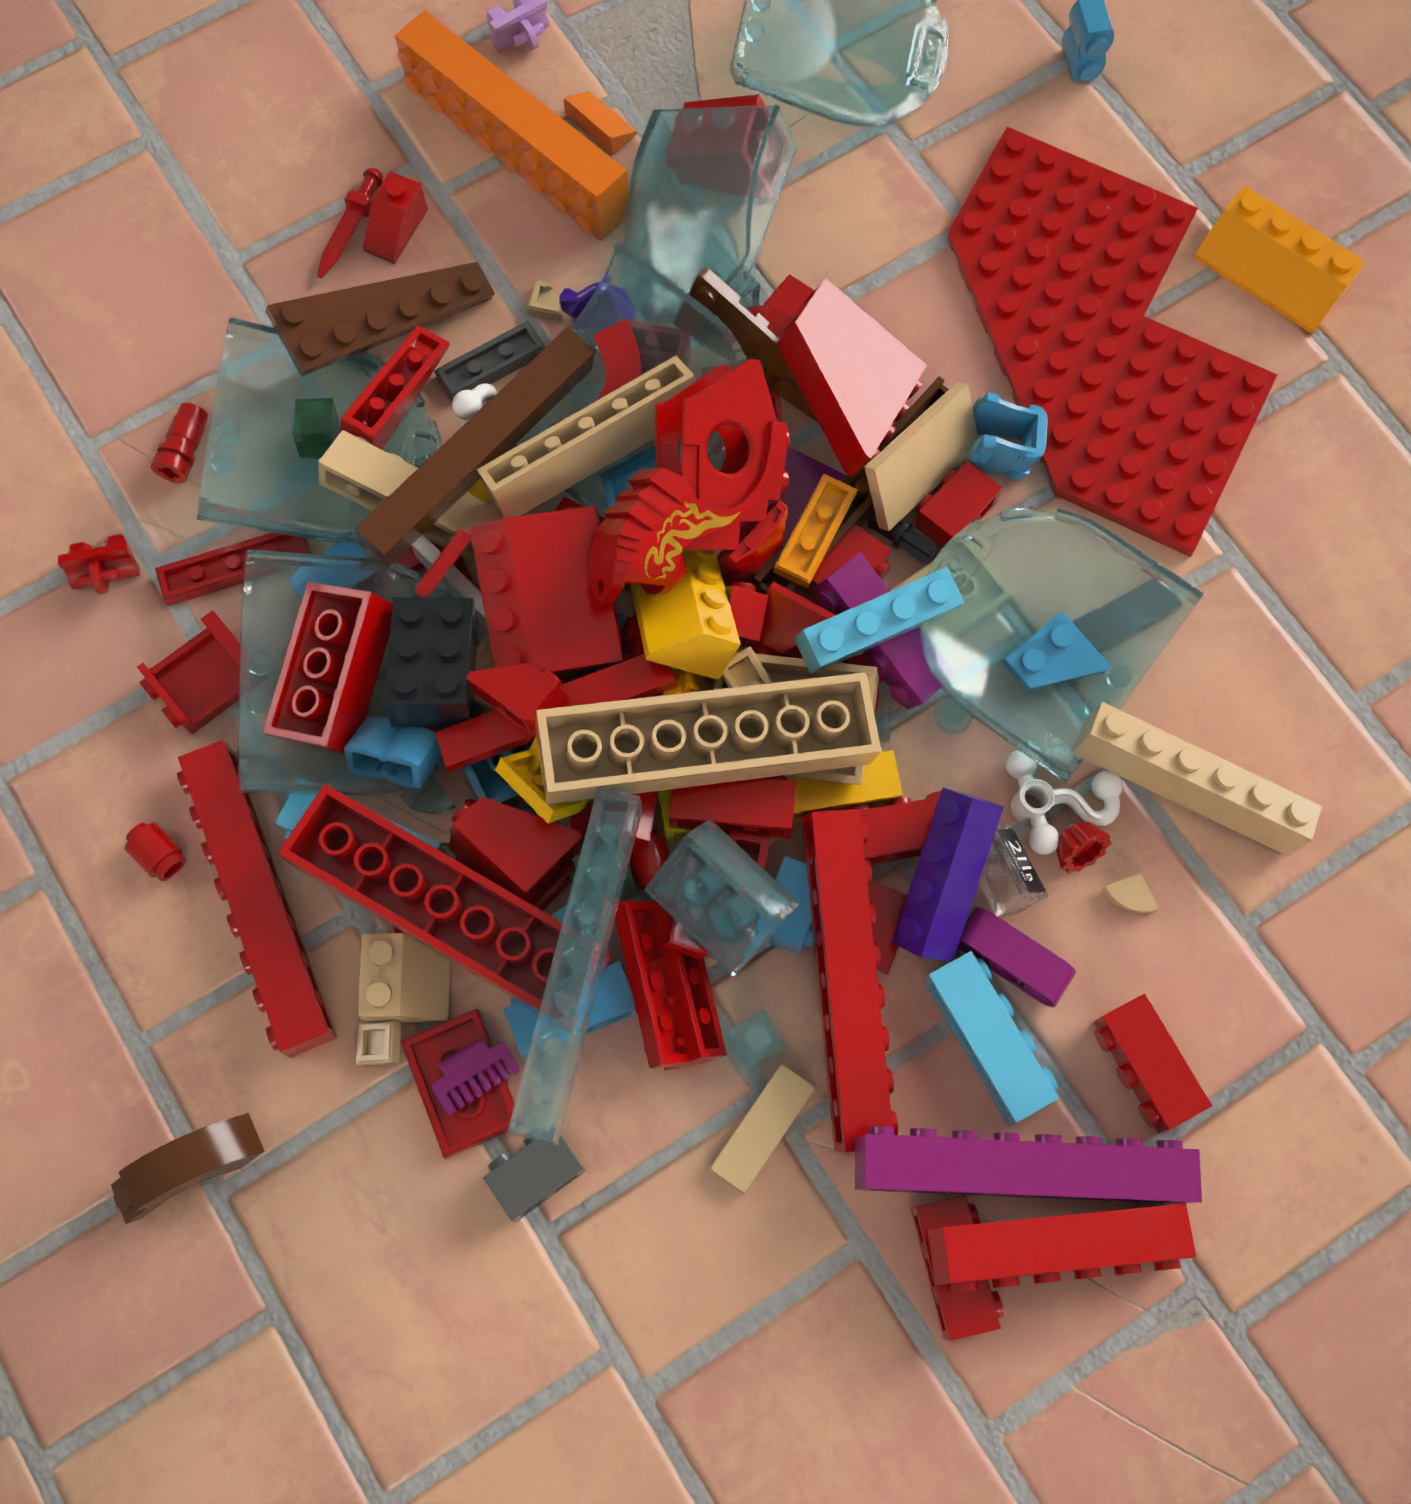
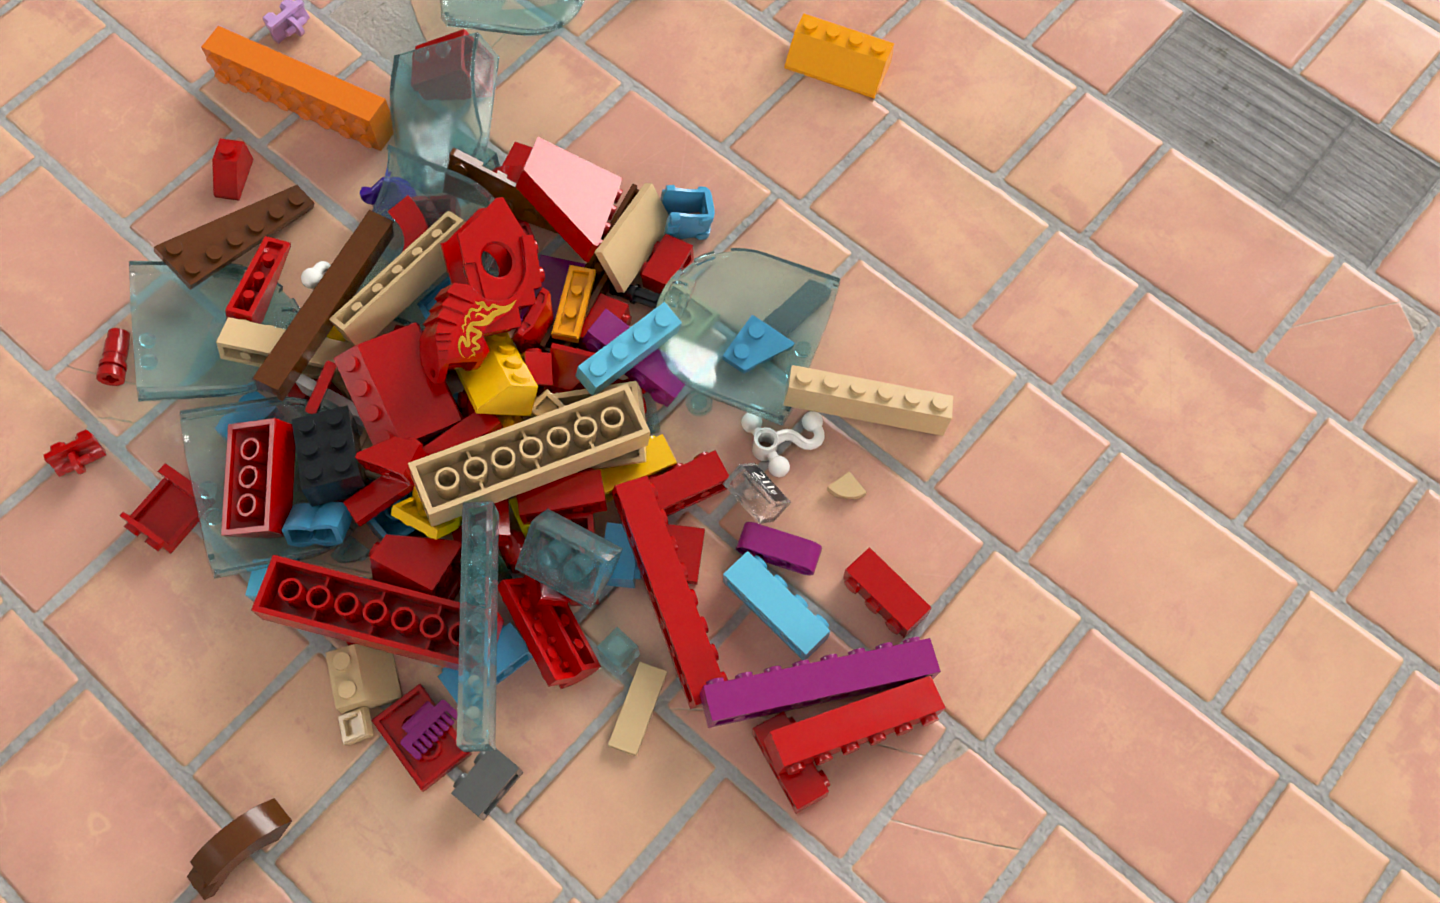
camera: 15 degrees left, 5 degrees down
(154, 851) = (163, 639): red brick -> none
(219, 567) = (159, 437): red tile -> none
(256, 901) = (245, 653): red brick -> none
(314, 426) = (207, 321): clear green brick -> none
(358, 205) = (202, 168): red sword -> none
(491, 360) = (322, 248): dark grey tile -> none
(544, 302) = (351, 201): tan tile -> none
(598, 121) = (359, 72): orange slope -> none
(947, 875) = (718, 504): dark purple brick -> none
(1062, 285) = (702, 102): red plate -> none
(1081, 846) = (805, 464): red piece -> none

